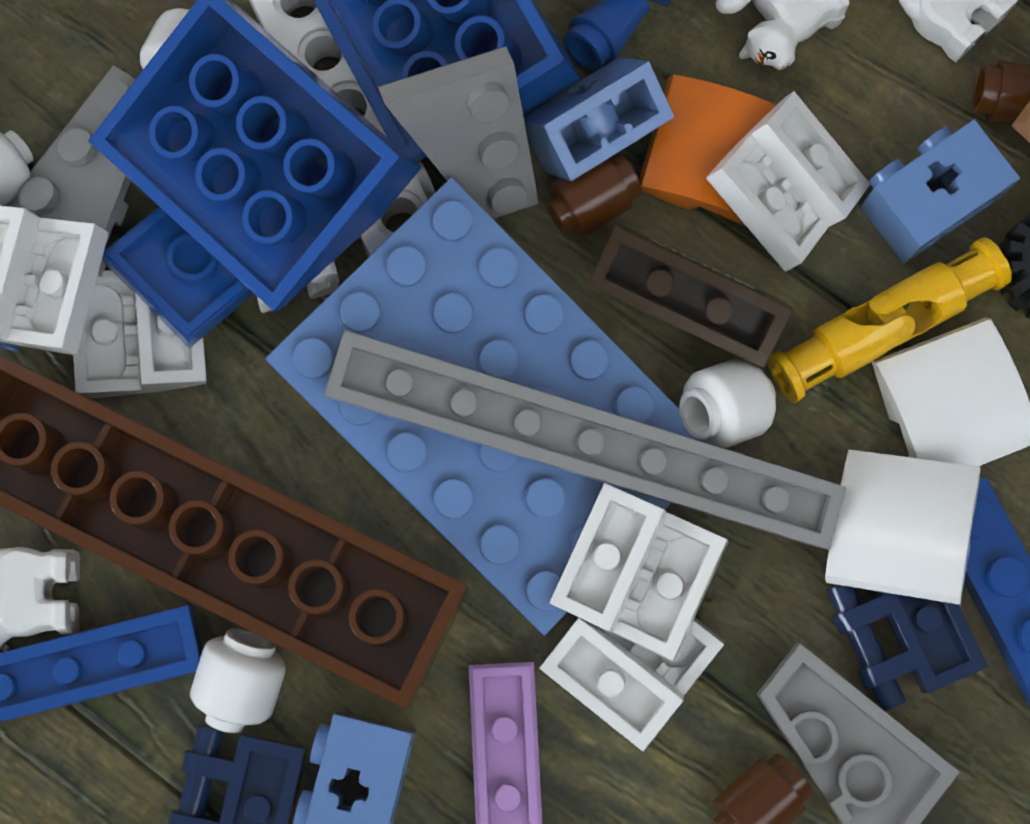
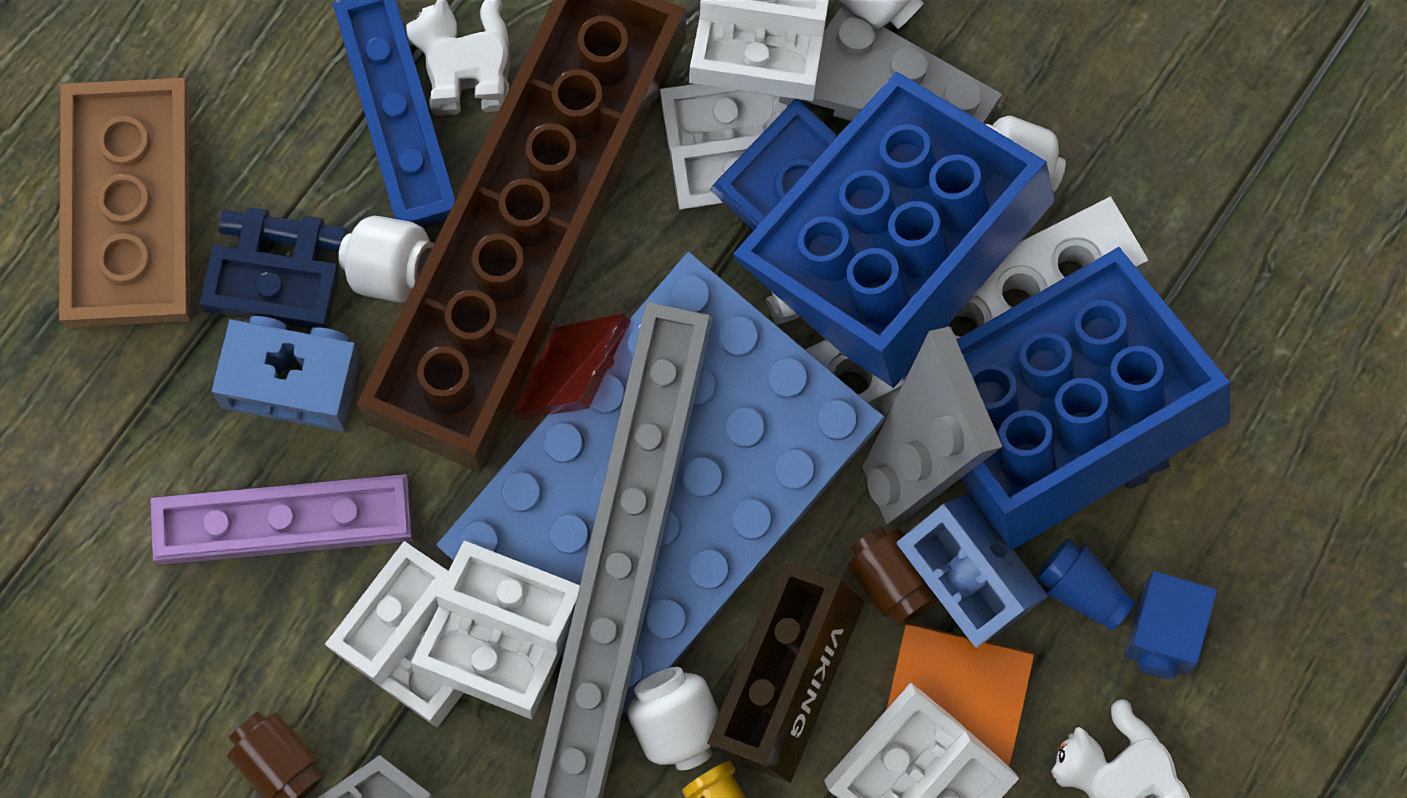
camera: 90 degrees right, 5 degrees down
(373, 487) = (572, 367): none -> clear red piece

